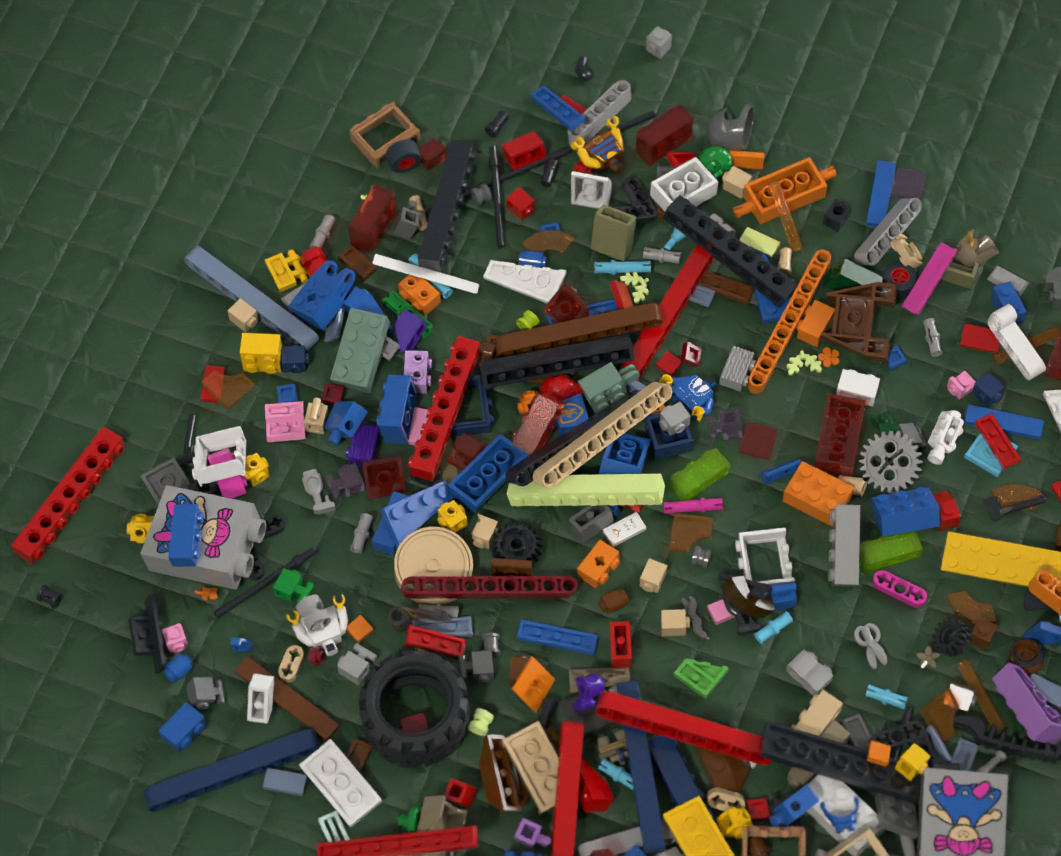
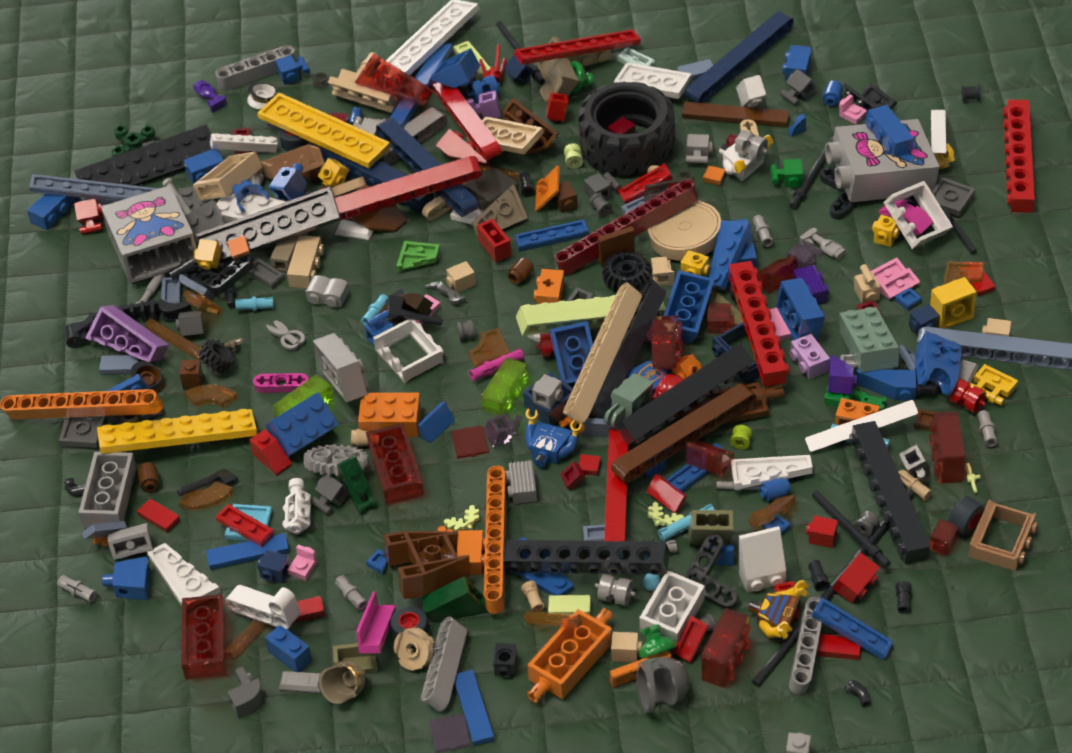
camera: 155 degrees right, 15 degrees down
(122, 553) = (938, 131): none -> white sticker
(344, 420) = (836, 286): blue torso -> none
(588, 687) = (496, 184): dark purple piece -> none
(653, 576) = (498, 300): tan brick -> none
(858, 386) = (400, 515): white brick -> none

